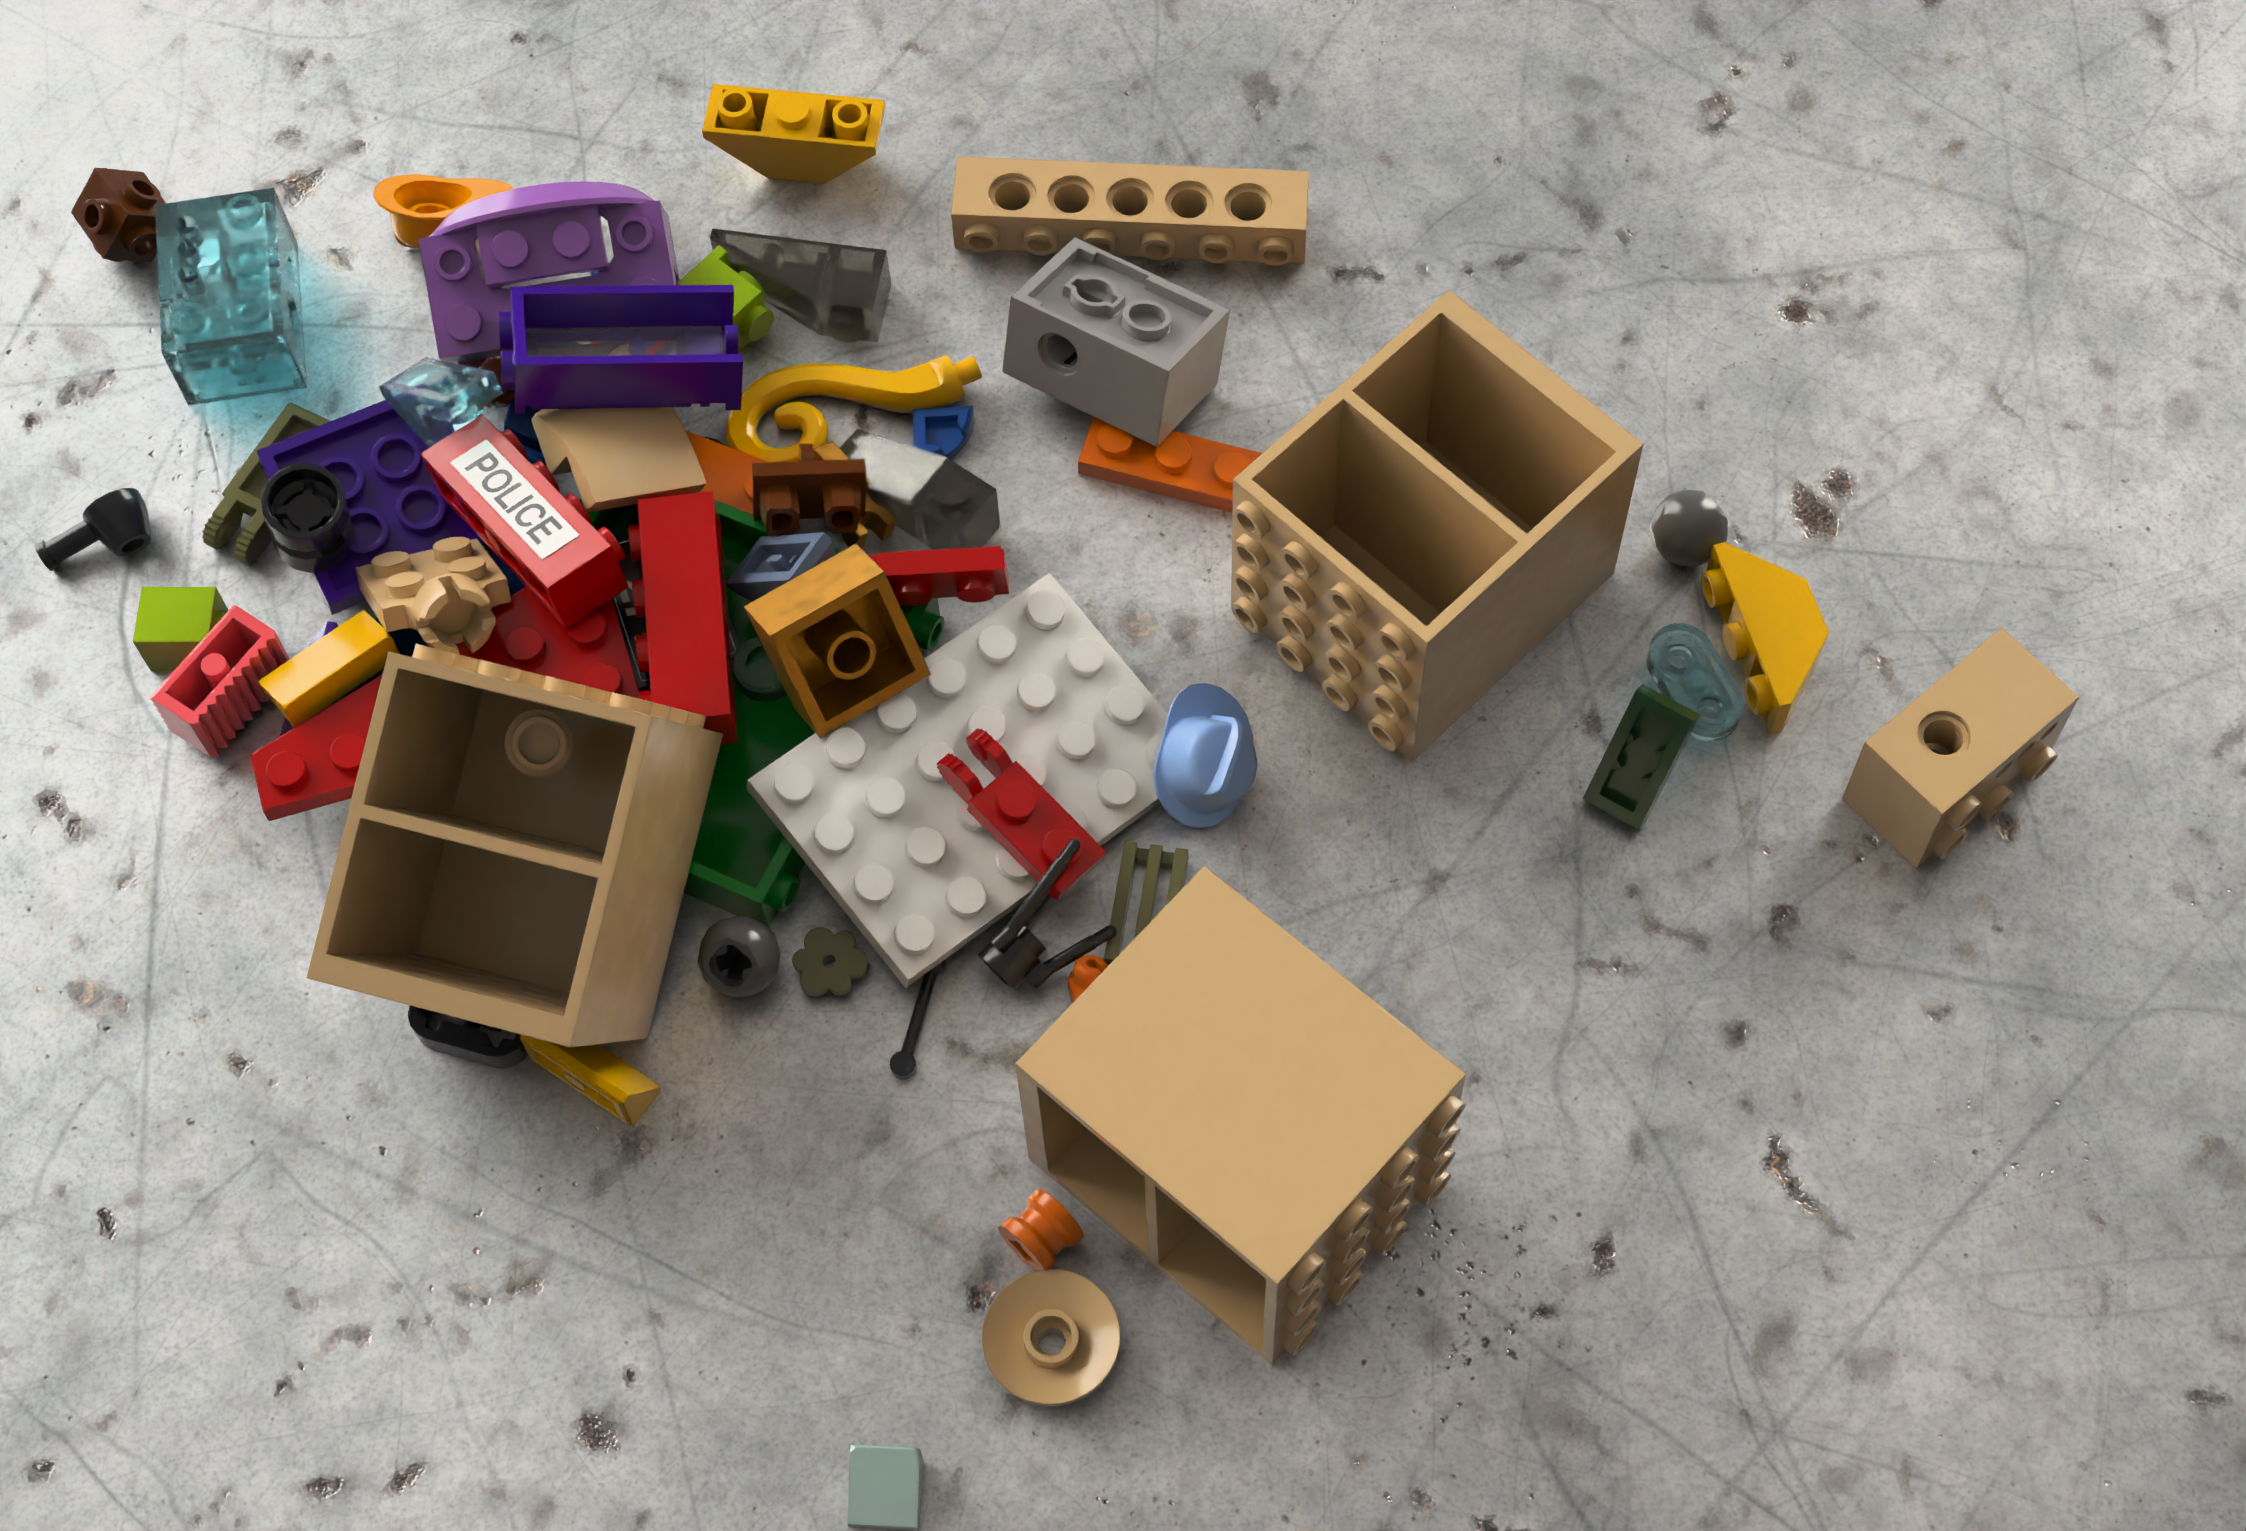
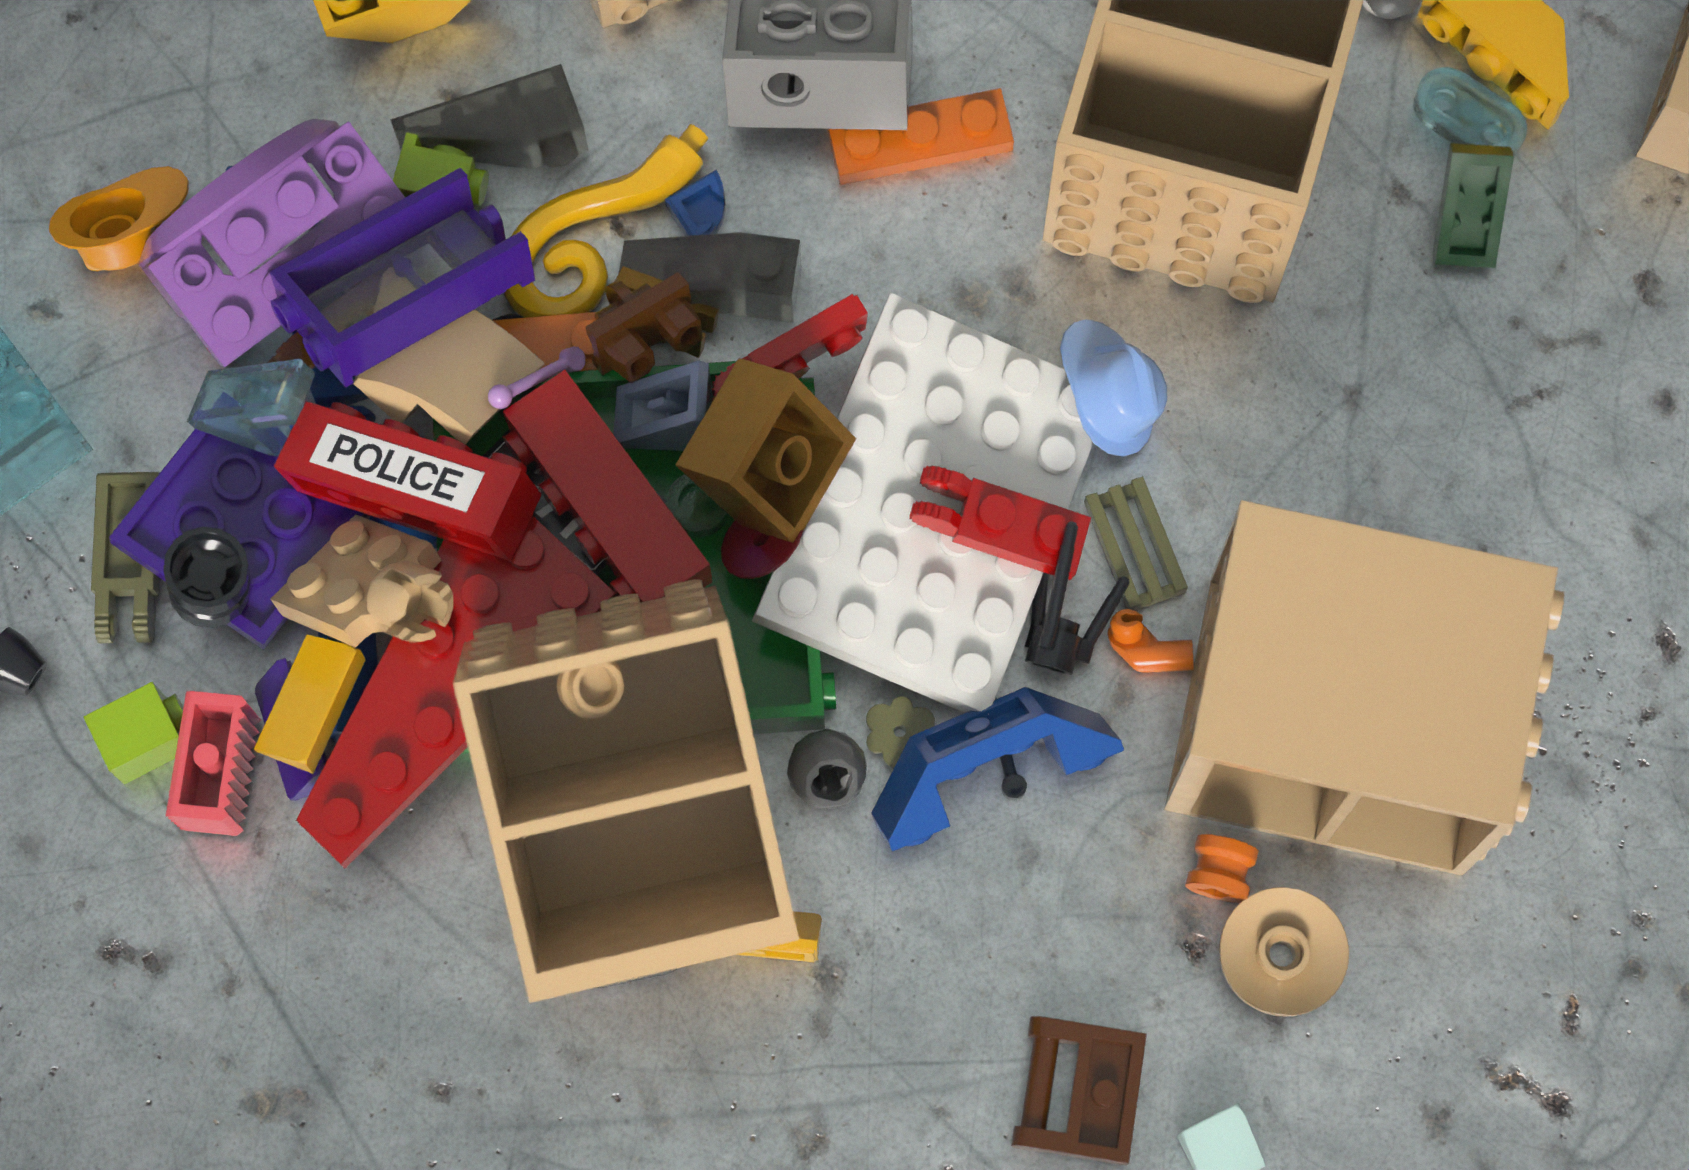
camera: 30 degrees left, 10 degrees up
(733, 493) = (570, 359): none -> lavender hinge
(785, 730) = (754, 554): none -> dark red piece
(803, 1376) = (1101, 1093): none -> reddish brown plate
(977, 1039) = (910, 803): none -> blue slope

